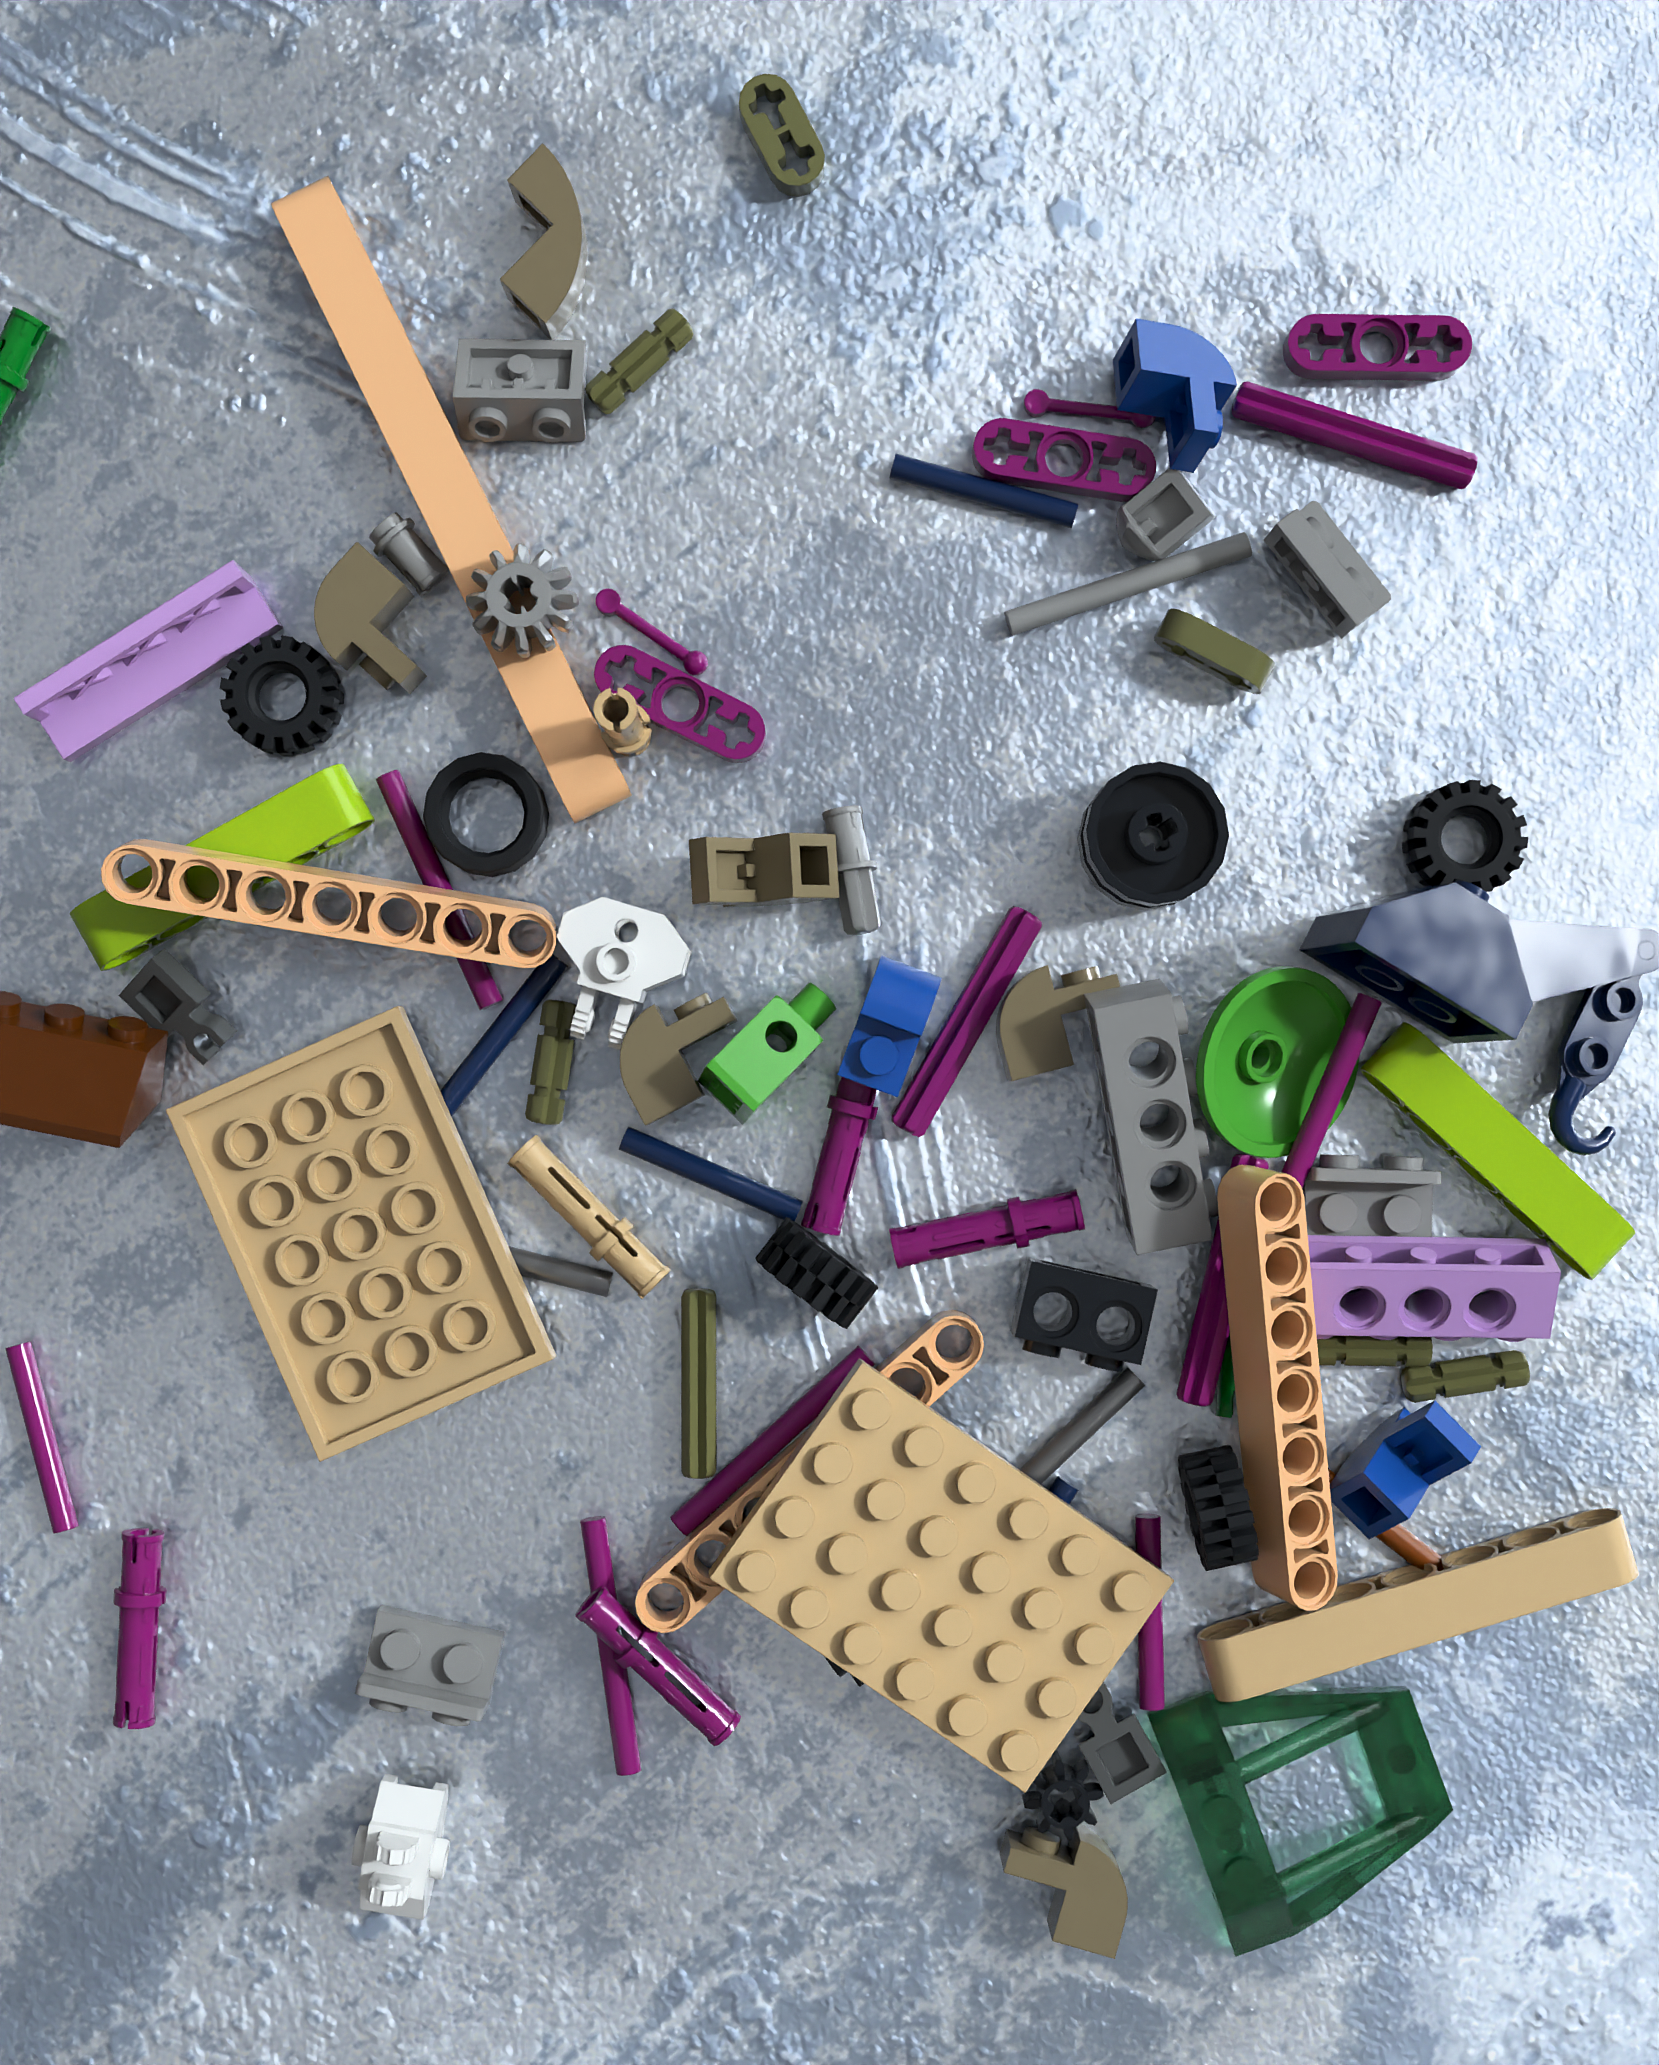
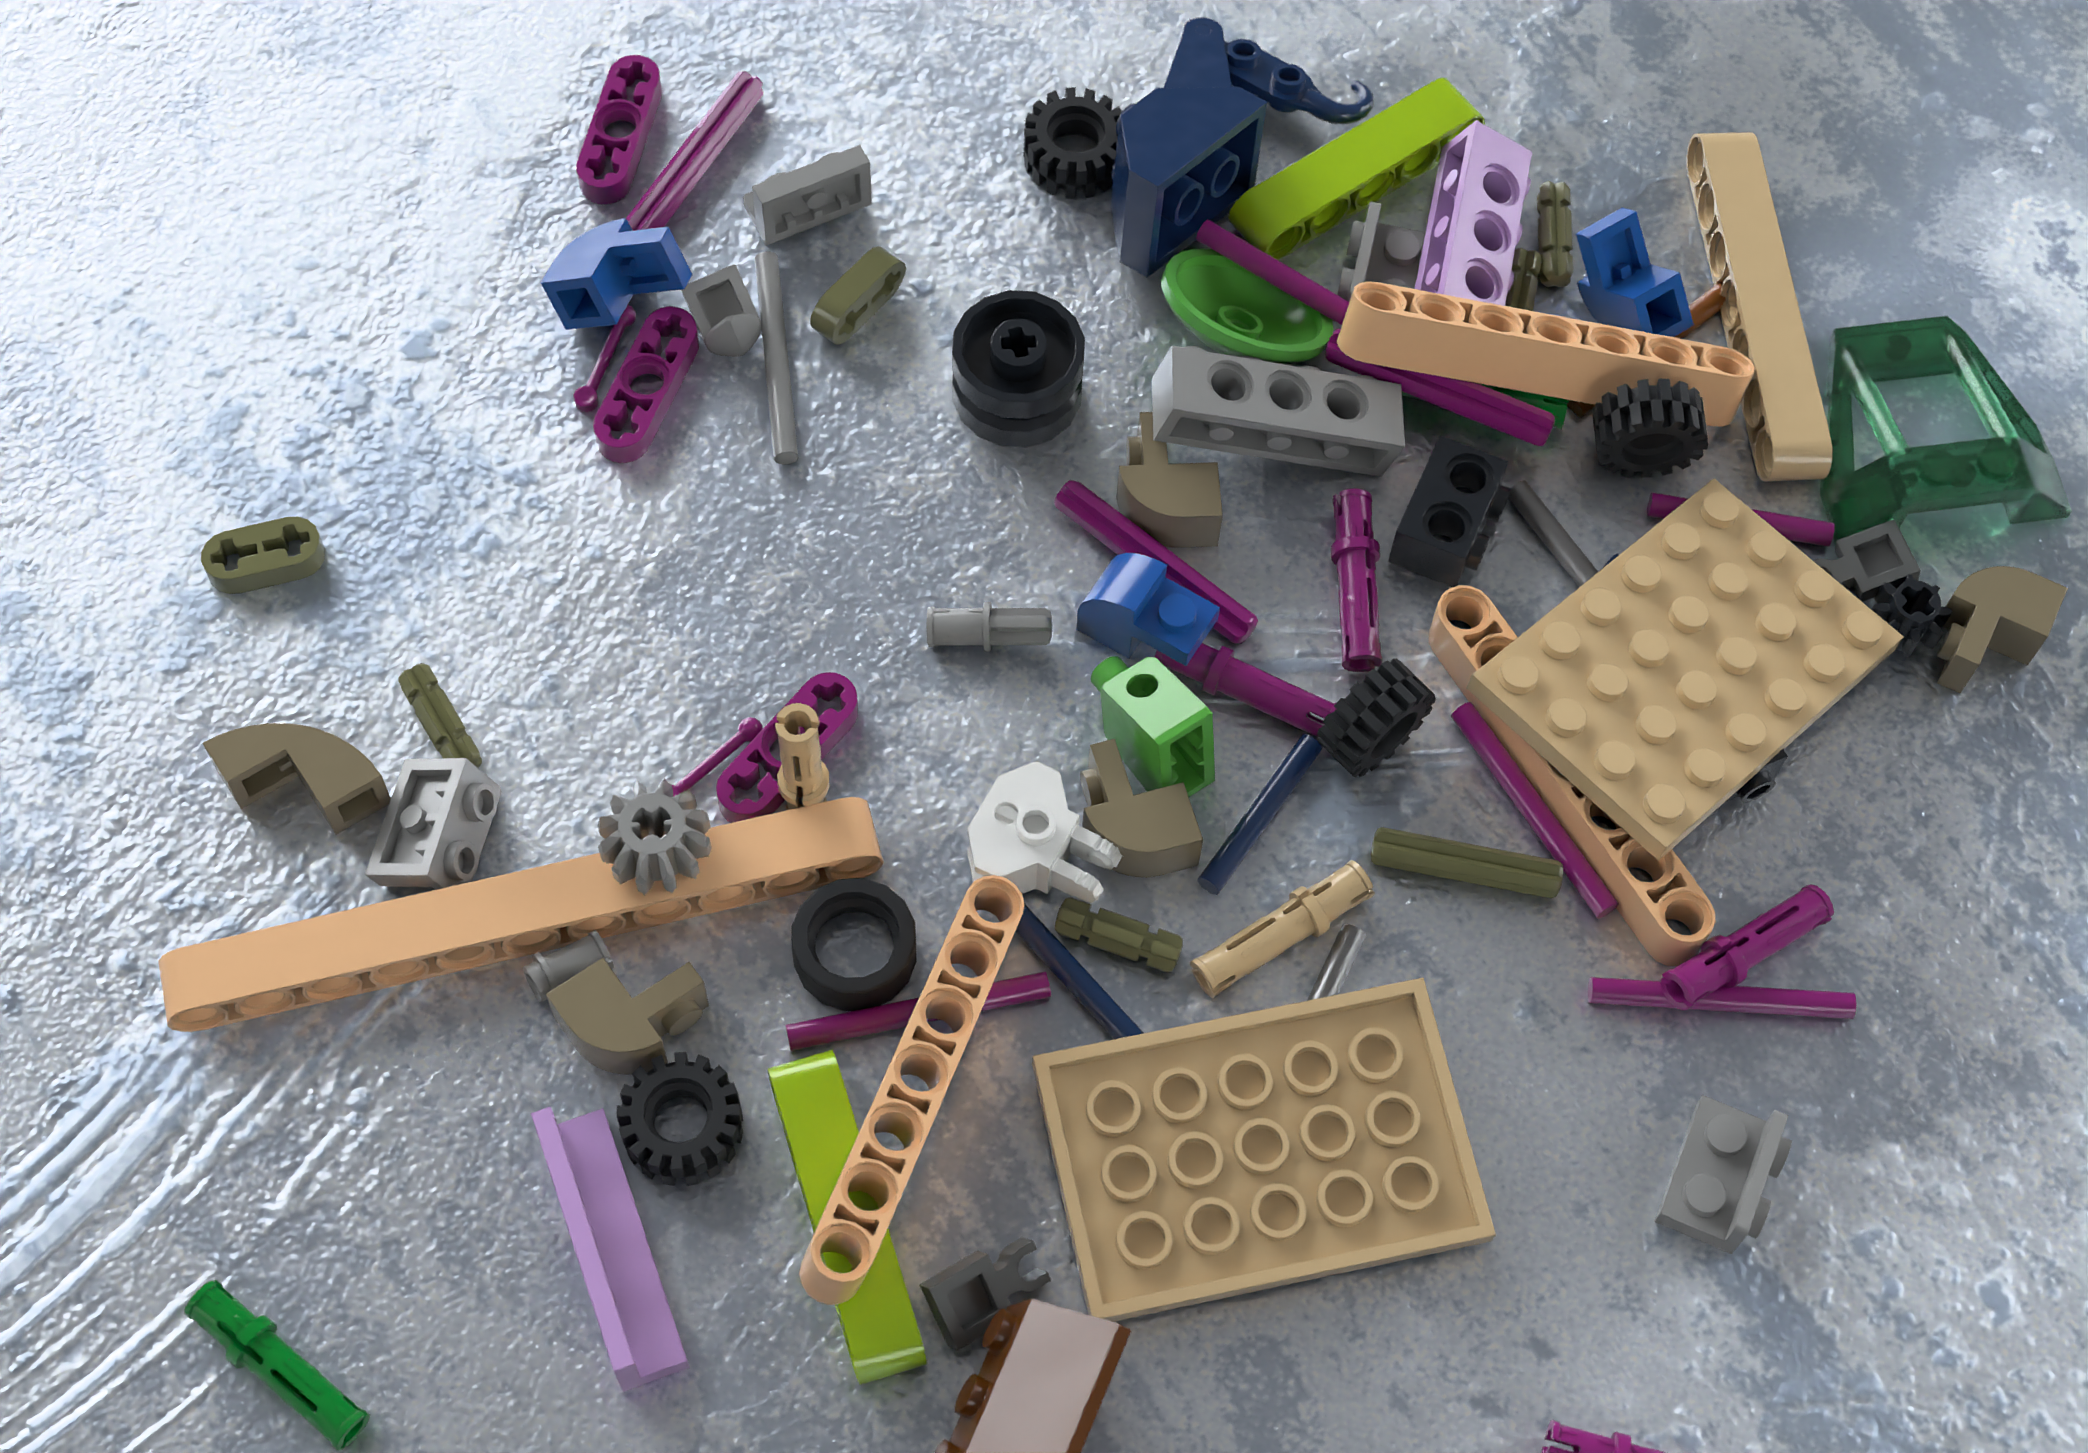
camera: 80 degrees left, 25 degrees down
(402, 1849) = (1916, 1226): white hinge -> none
(764, 869) = (973, 688): dark tan brick -> none
(983, 490) = (654, 455): dark blue bar -> none

